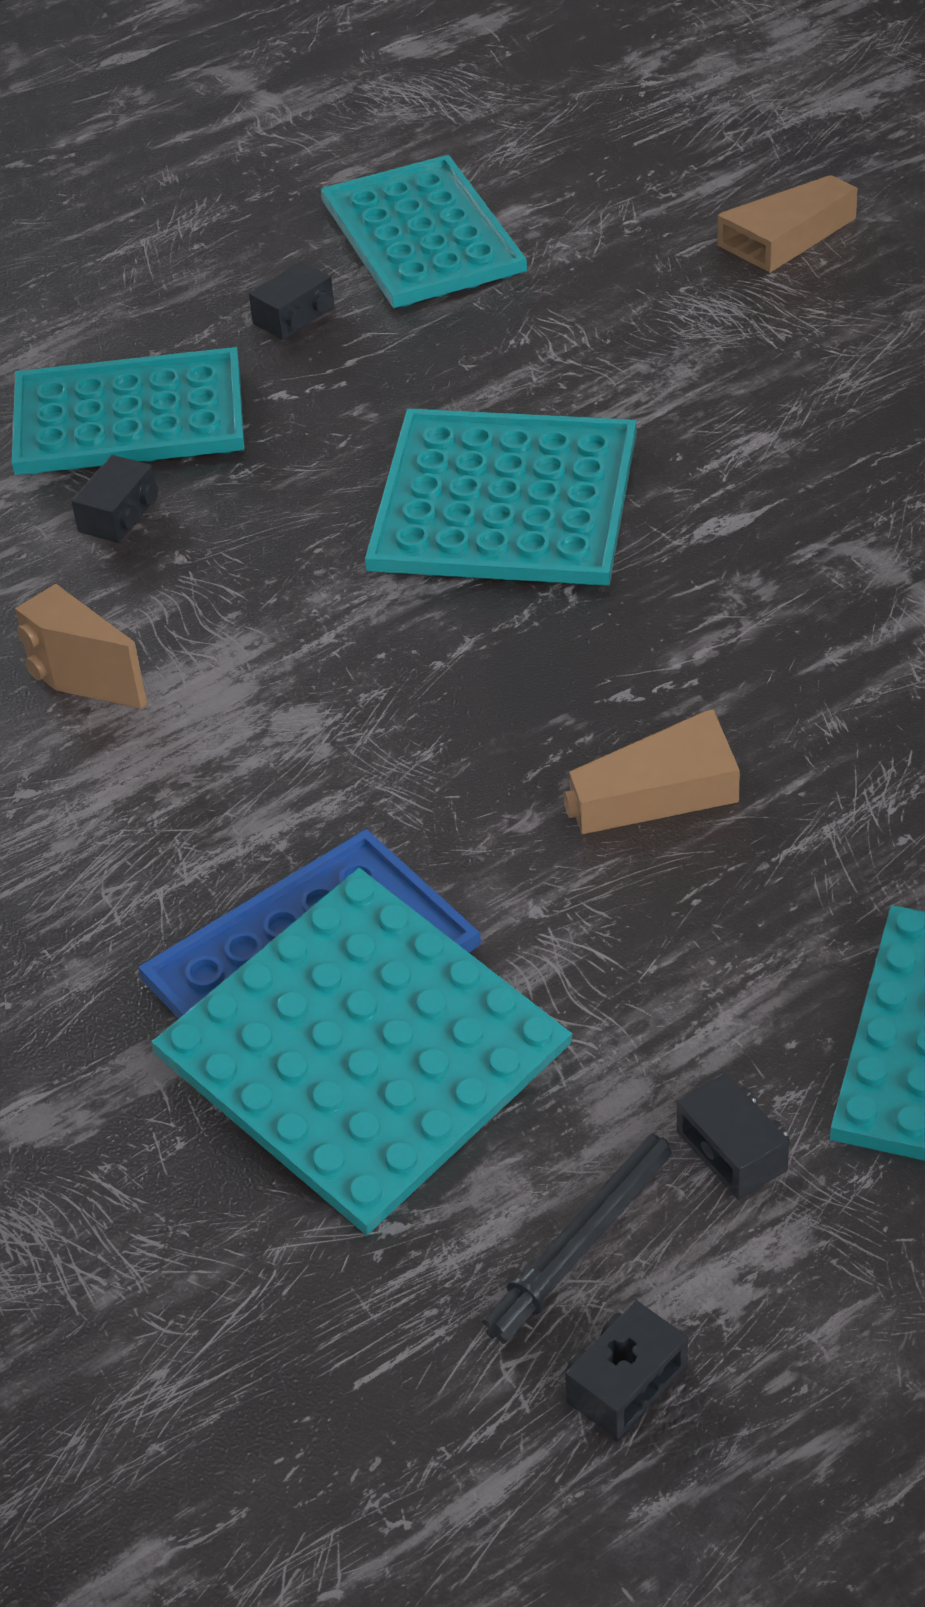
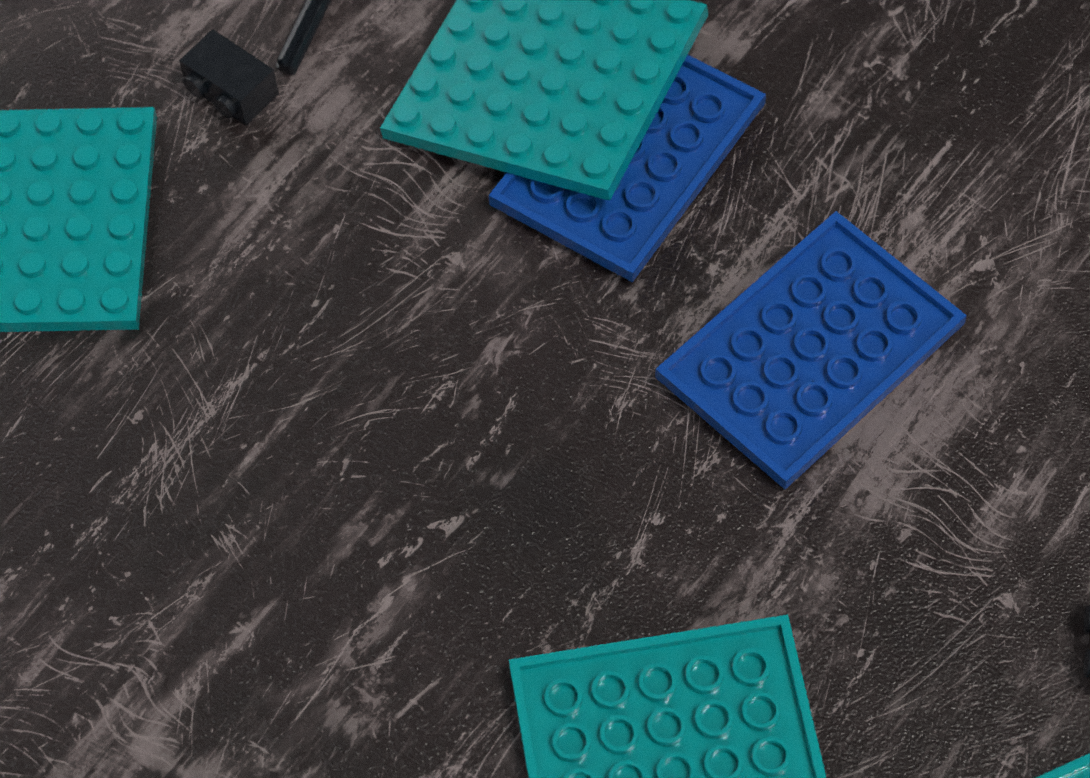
camera: 160 degrees right, 15 degrees up
(78, 650) = (1011, 386): medium nougat slope -> none
(230, 746) = (810, 348): none -> blue plate
(656, 777) = (380, 402): medium nougat slope -> none

